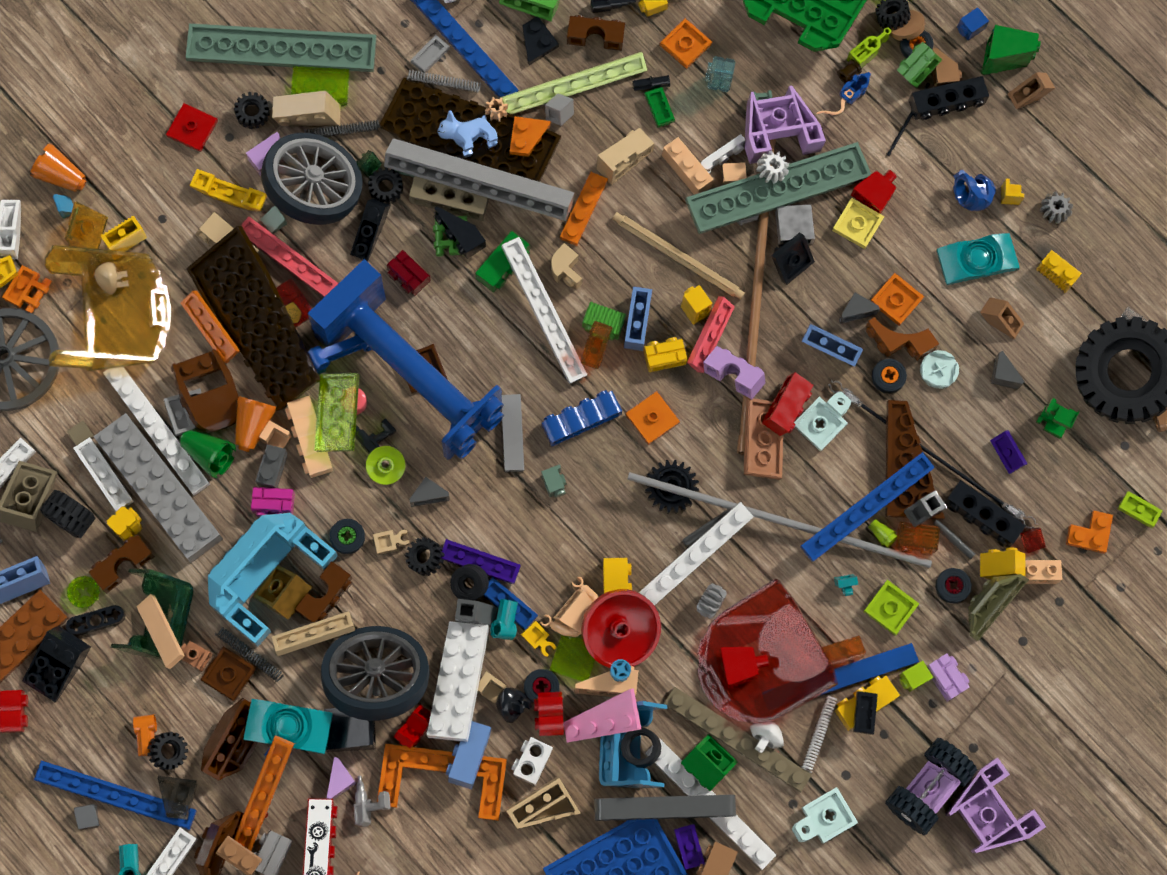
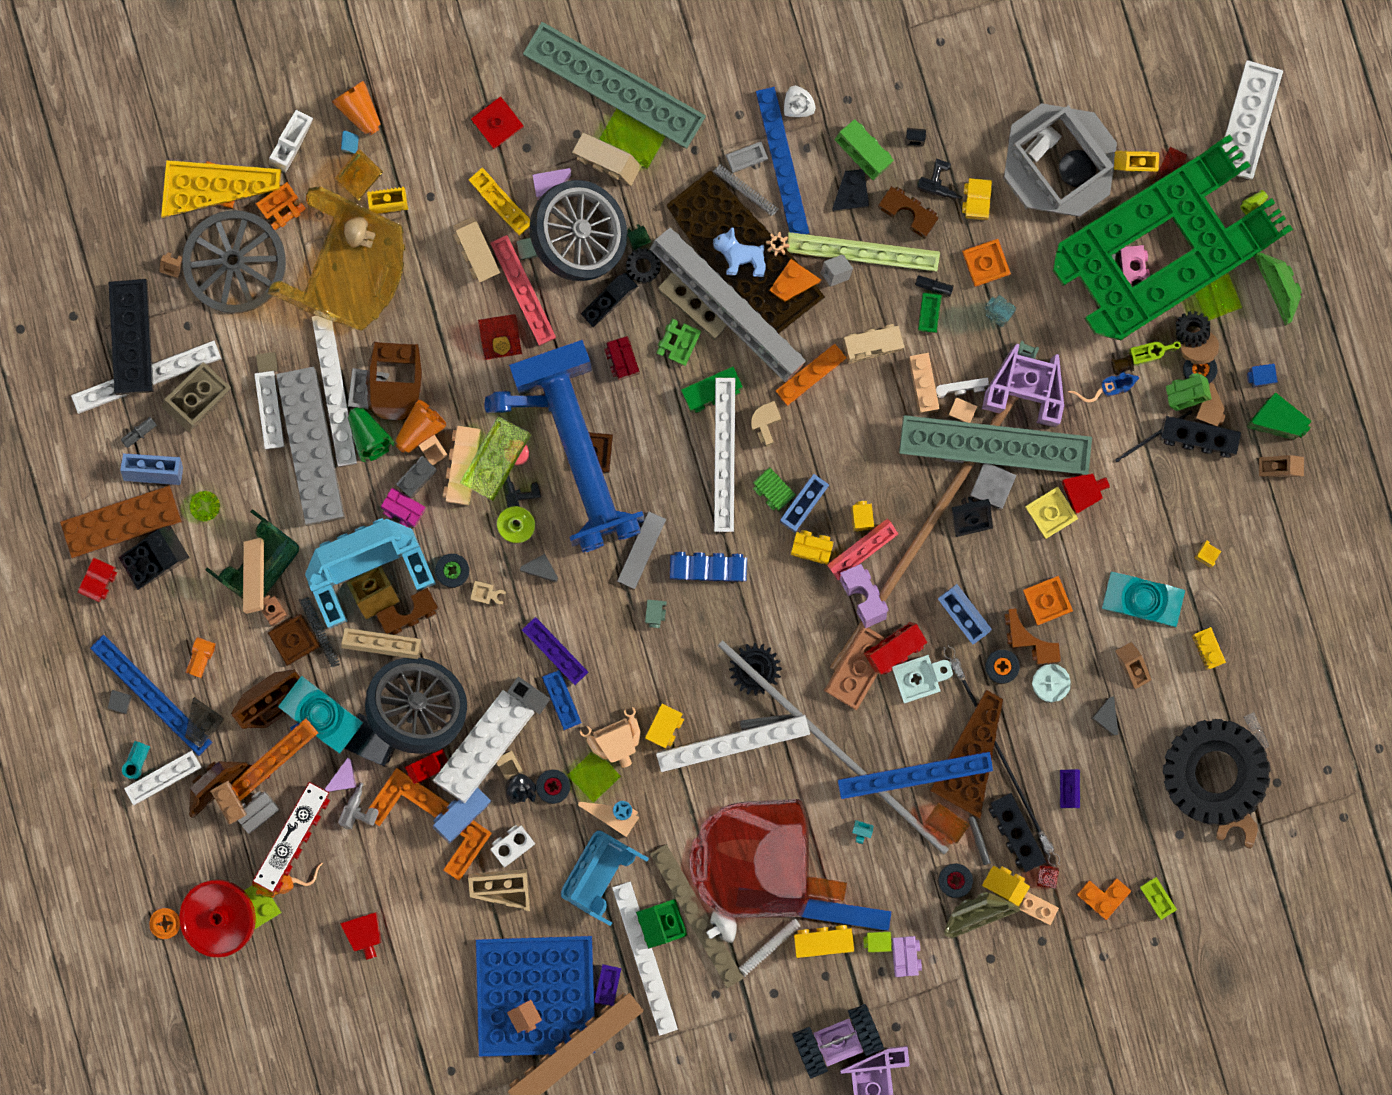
camera: 30 degrees right, 10 degrees up
(67, 513) = (222, 433): black tyre -> none
(106, 571) = (231, 499): reddish brown arch -> none
(111, 621) = (217, 544): black beam -> none
(125, 523) = (267, 465): yellow brick -> none
(179, 750) = (221, 686): black tyre -> none
(210, 326) = (424, 321): orange plate -> none
(248, 100) = (558, 122): black tyre -> none
(254, 316) = (466, 334): dark brown wing -> none
(345, 128) = (613, 187): dark grey piece -> none
(433, 561) = (516, 630): black tyre -> none
(465, 235) = (689, 350): black slope -> none
(479, 578) = (526, 669): black tyre -> none
(504, 625) = (547, 718): teal piece -> none
(536, 636) = (570, 741): yellow plate -> none
(549, 714) = (547, 814): red brick -> none
(596, 345) = (753, 510): clear orange brick -> none
(605, 719) = (593, 844): bright pink wing -> none
(621, 627) = (645, 772): red dish -> none
(652, 418) = (771, 598): orange plate -> none
(656, 750) = (623, 885): black tyre -> none
(664, 807) = (603, 943): dark grey beam -> none
(678, 256) = (872, 461): tan piece -> none
(711, 601) = (736, 787): light grey gear -> none
(741, 664) = (732, 856): red torso -> none
(768, 171) = (994, 418): white gear -> none
(815, 820) = (726, 1022): light aqua plate -> none
(858, 308) = (1007, 591): dark grey slope -> none
(865, 713) = (814, 951): black plate -> none
(883, 533) = (918, 804): lime cone -> none
(891, 607) = (890, 872): lime plate -> none
(925, 508) = (965, 803): dark grey brick -> none
(980, 191) = (1172, 540): blue helmet -> none
(1057, 418) = (1128, 784): green piece -> none
(1060, 214) = (1233, 588): light grey gear -> none

